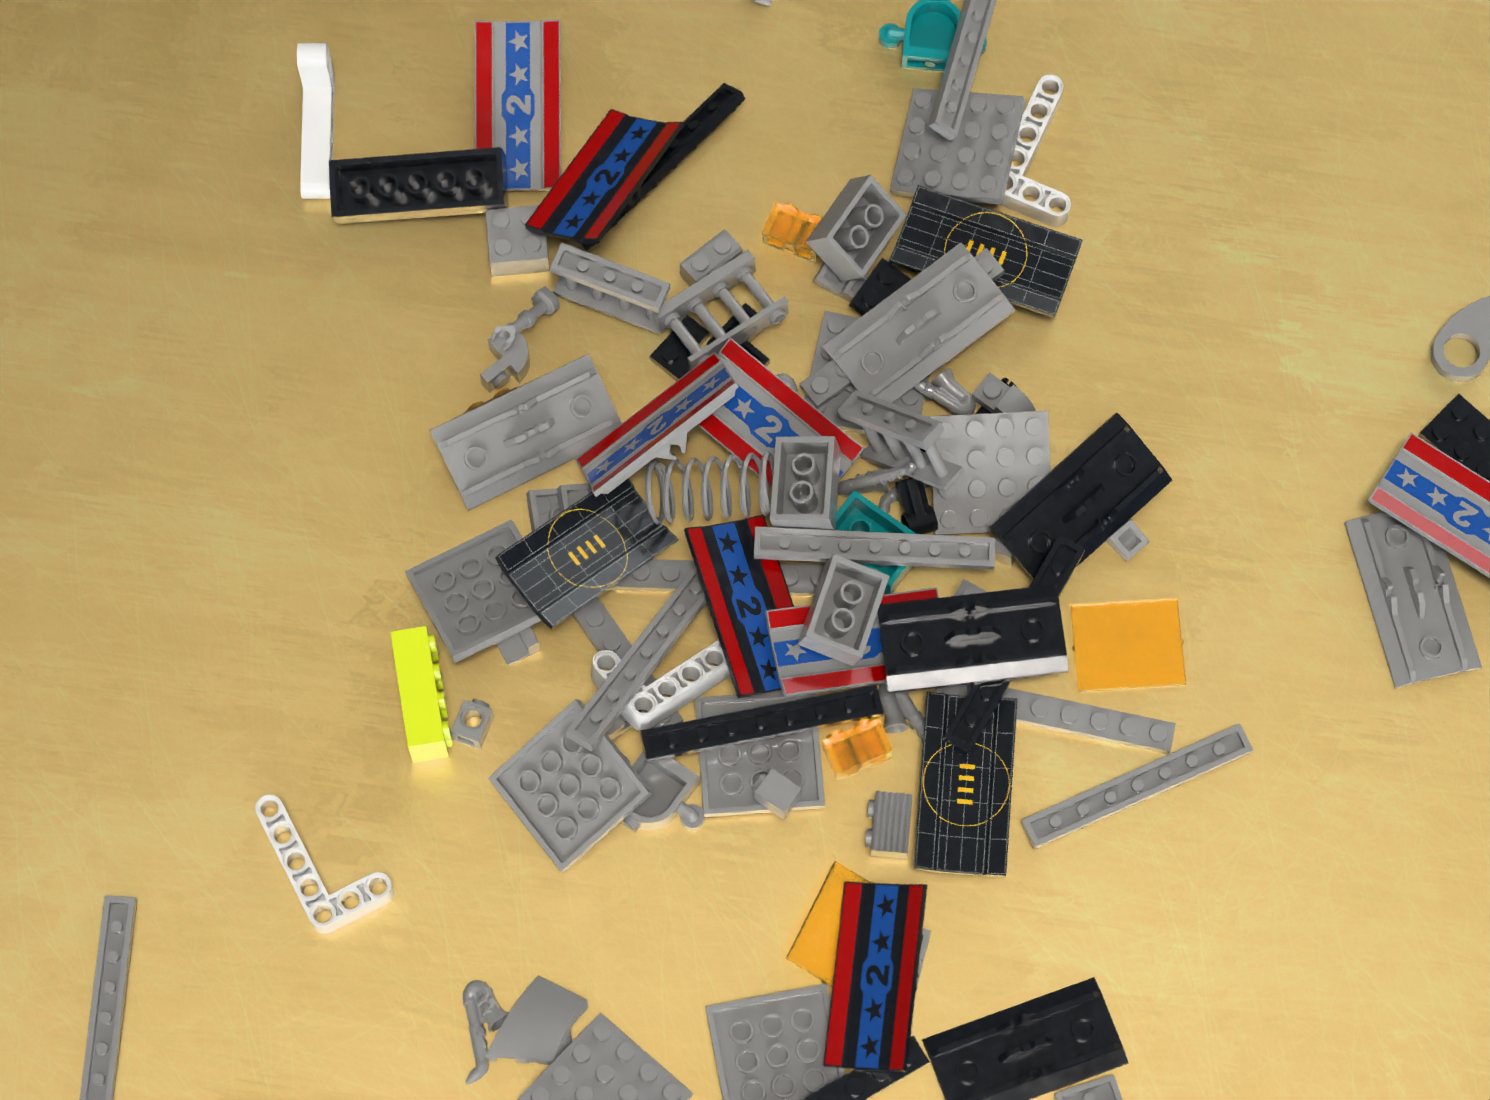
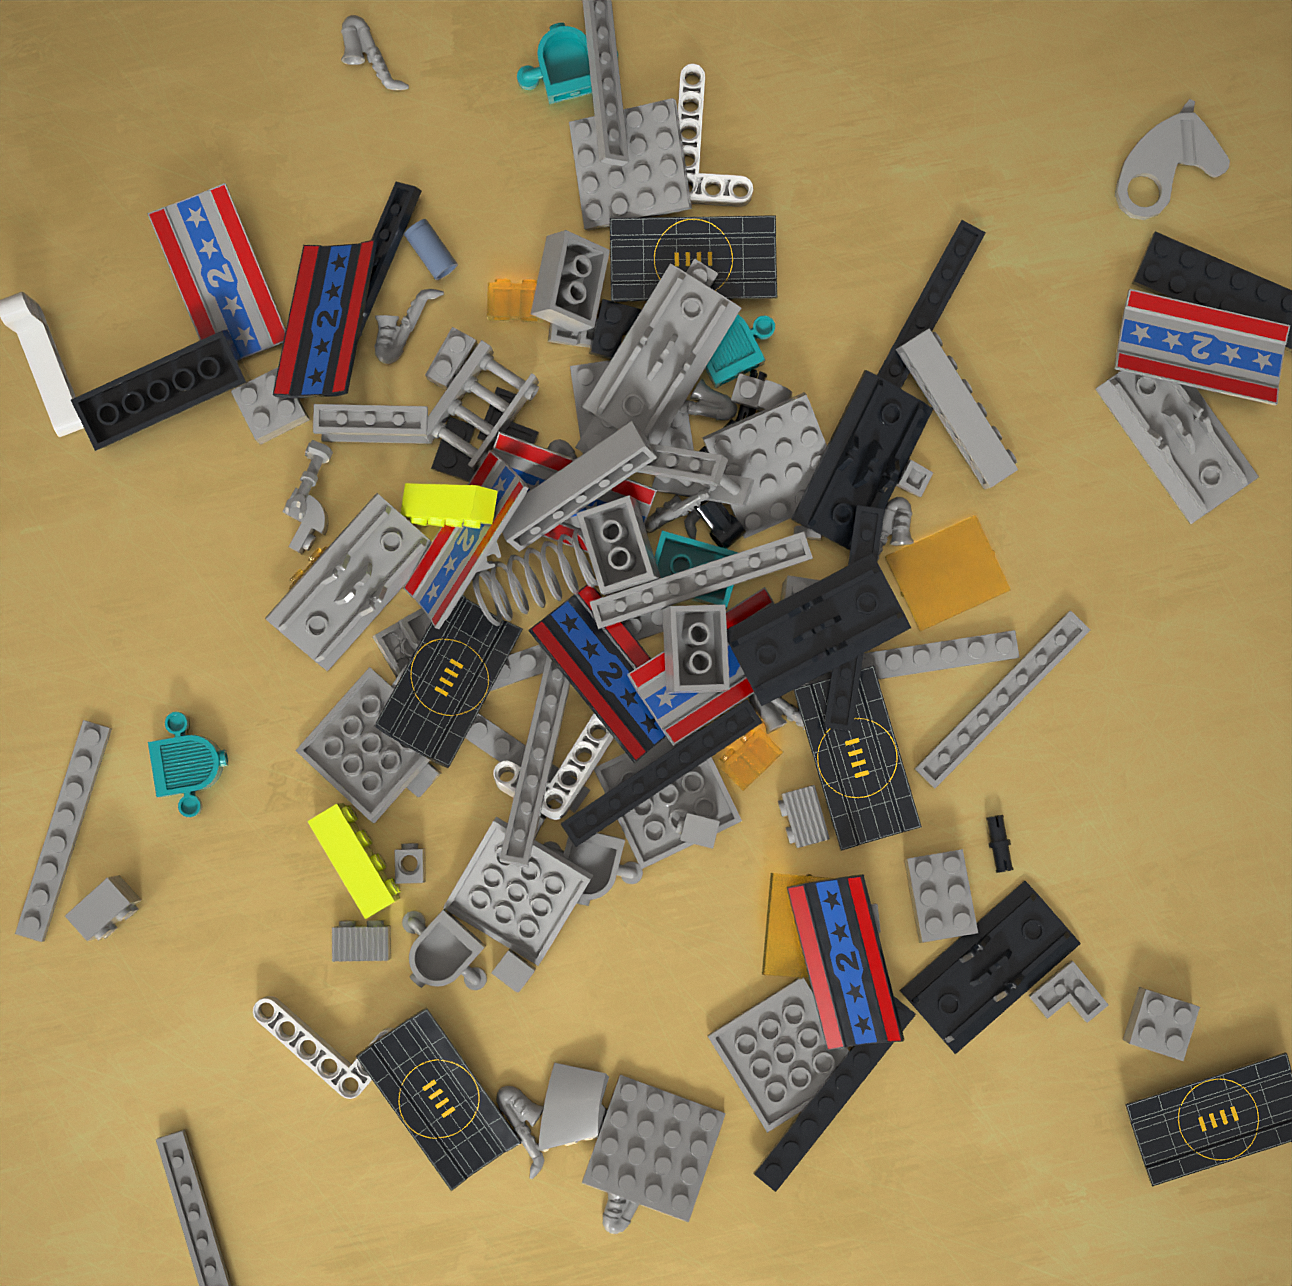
camera: 20 degrees left, 15 degrees up
(143, 565) = (63, 831): none -> light grey plate
(152, 648) = (103, 908): none -> light grey brick
(291, 544) = (185, 764): none -> teal piece
(392, 780) = (361, 942): none -> light grey brick
(406, 961) = (438, 1098): none -> black hinge
(471, 821) = (443, 951): none -> light grey piece
(533, 864) = (513, 970): none -> light grey panel
(654, 386) = (448, 504): none -> neon yellow brick
(662, 223) = (393, 338): none -> light grey piece
(732, 155) = (430, 249): none -> sand blue pin
(786, 411) = (578, 485): none -> light grey brick
(997, 353) = (739, 350): none -> teal piece
(1000, 955) = (941, 896): none -> light grey brick
(1081, 929) = (999, 843): none -> black pin
(1093, 575) = (896, 523): none -> light grey piece
(1195, 486) = (957, 408): none -> light grey brick
(1208, 380) = (933, 297): none -> black plate

